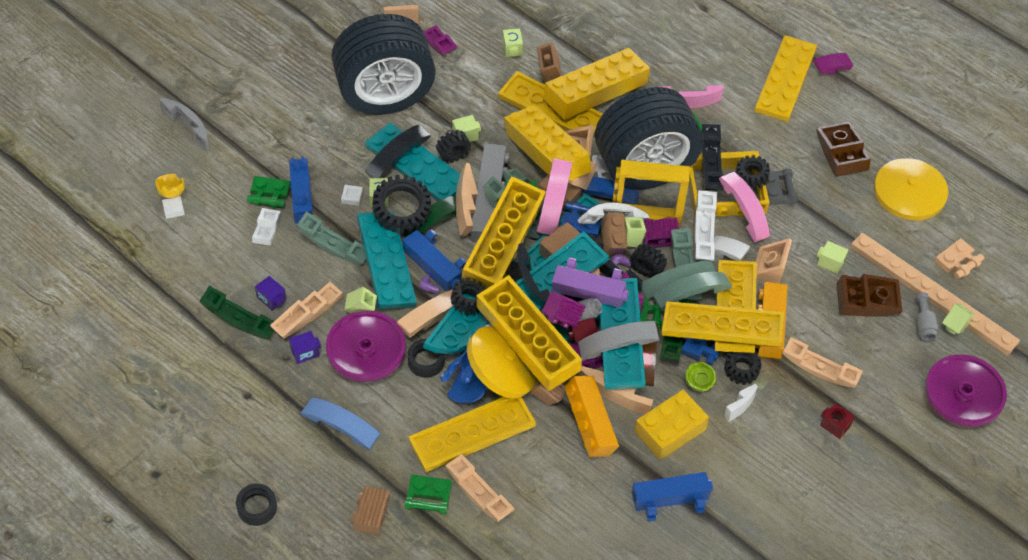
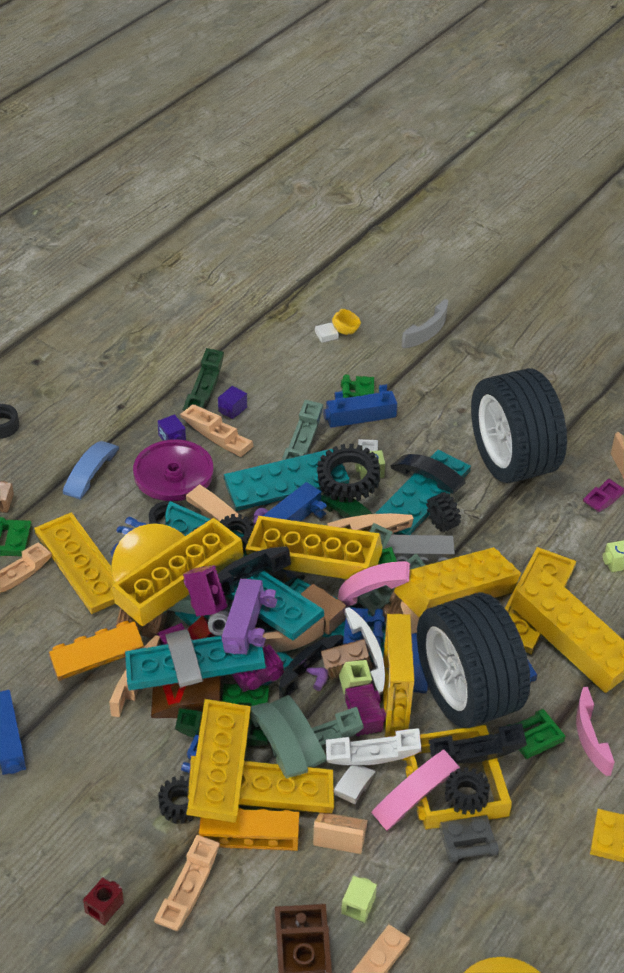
camera: 85 degrees right, 10 degrees down
(266, 226) = (318, 394): white slope -> none
(360, 300) = (225, 461): yellowish green brick -> none
(468, 126) = (475, 525): yellowish green brick -> none
(549, 62) = (595, 586): medium nougat brick -> none
(648, 260) = (314, 693): black tyre -> none
(671, 424) = (91, 728): yellow brick -> none
(700, 376) = (156, 752): lime hair -> none
(743, 401) = (127, 800): white slope -> none
(843, 148) = (553, 916): reddish brown slope -> none

